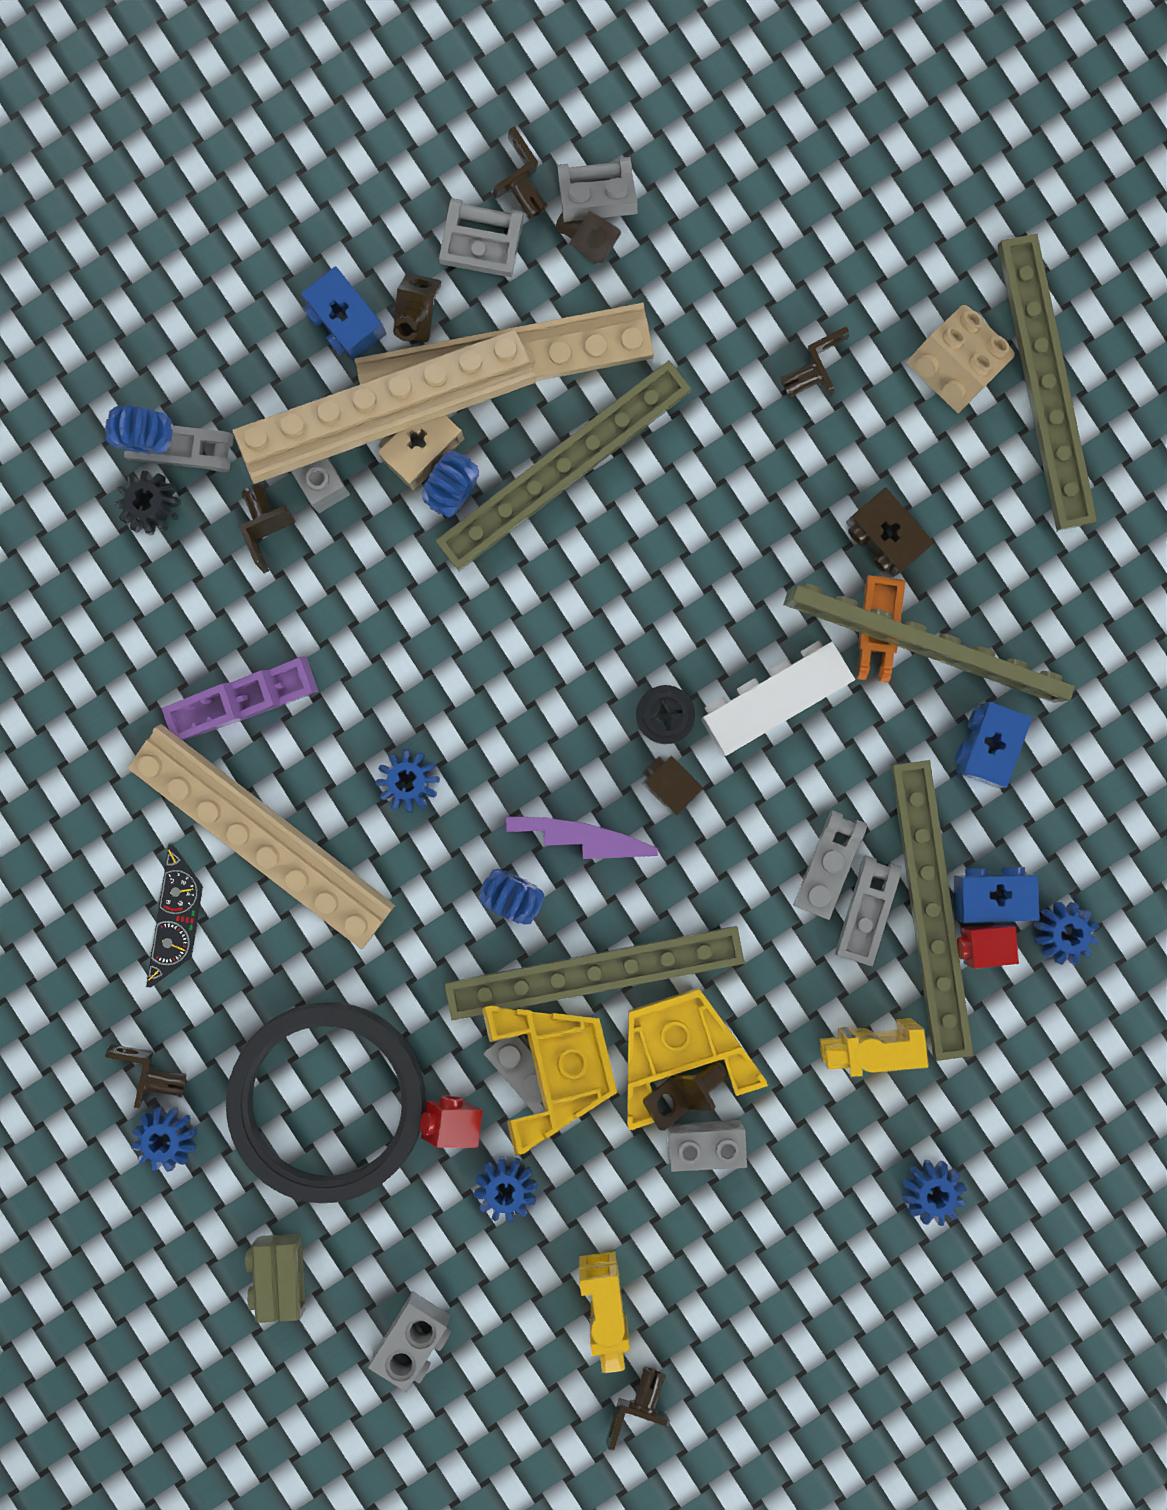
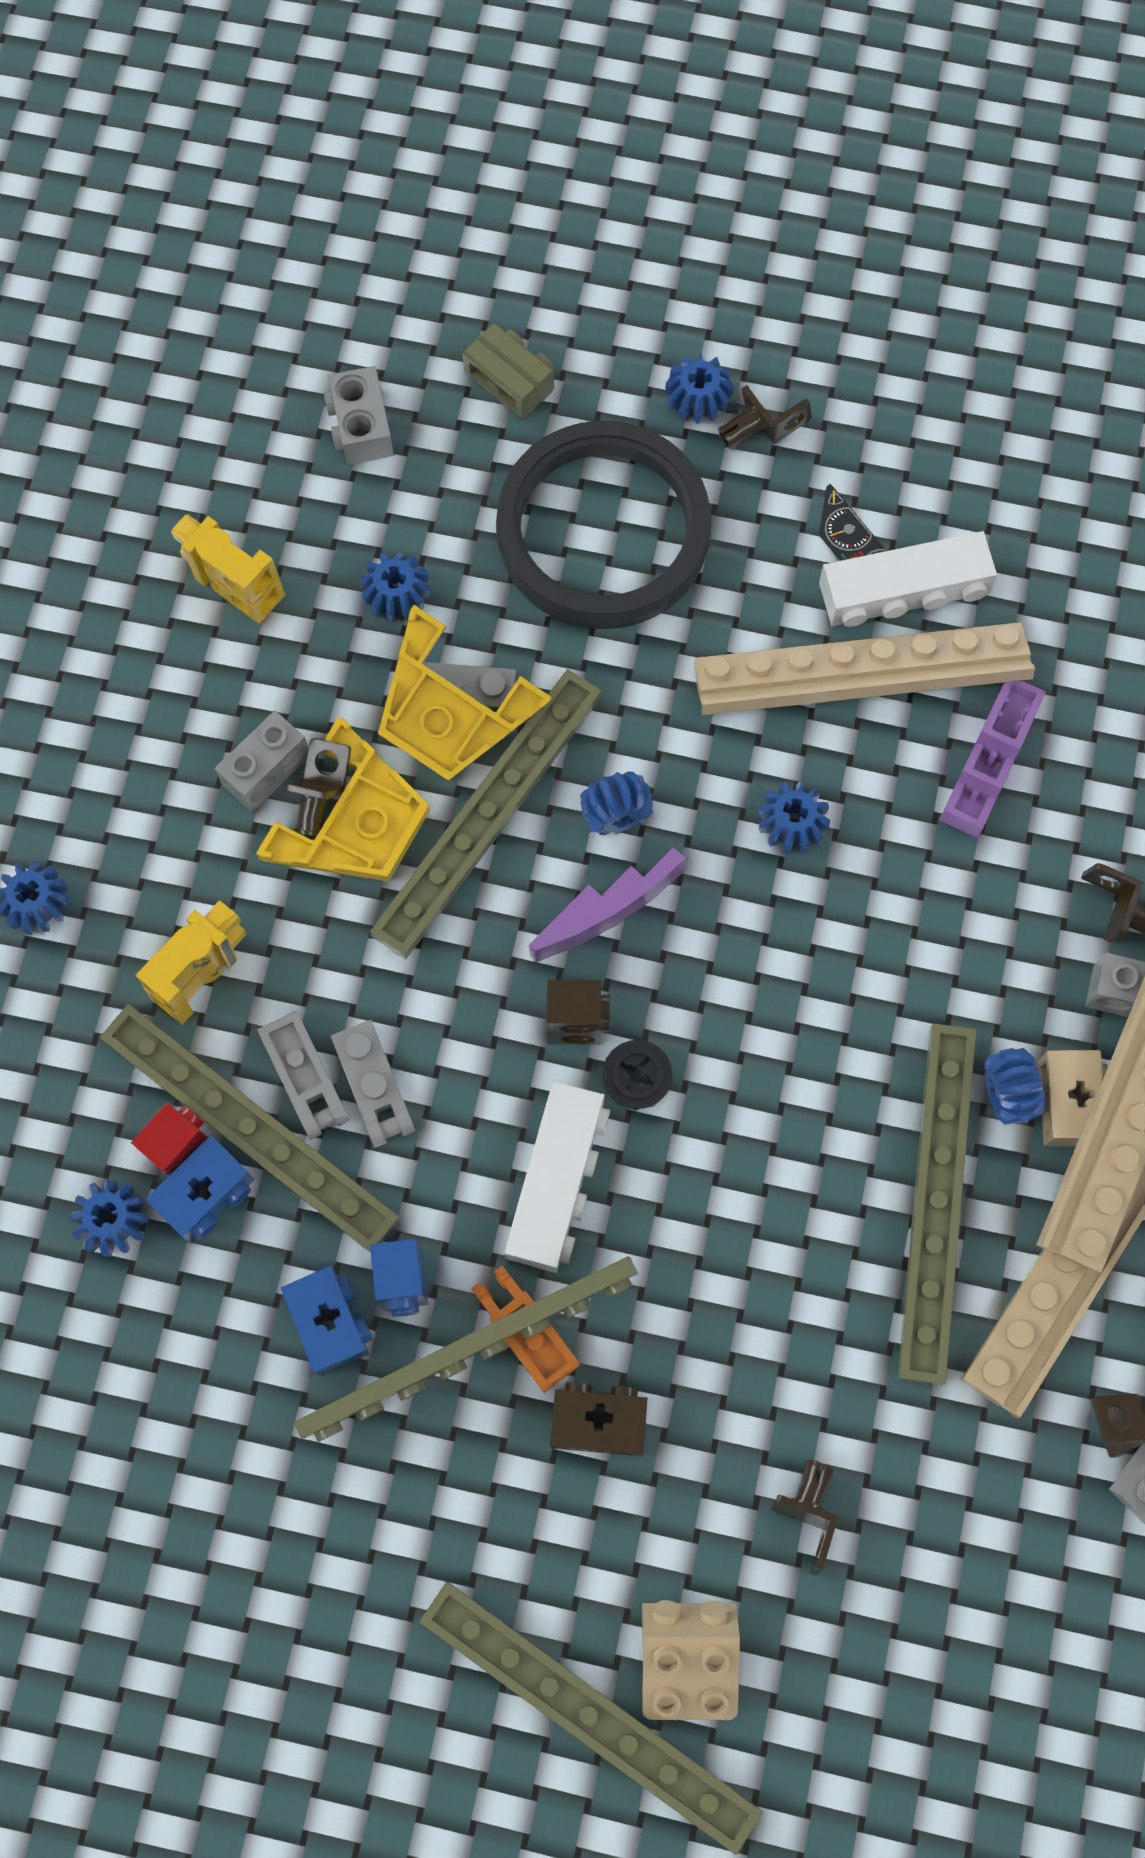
camera: 140 degrees right, 15 degrees down
(170, 867) = (907, 579): none -> white brick
(451, 1123) = (489, 592): red brick -> none
(643, 1406) = (126, 530): dark brown bracket -> none
(931, 725) = (399, 1276): none -> blue brick

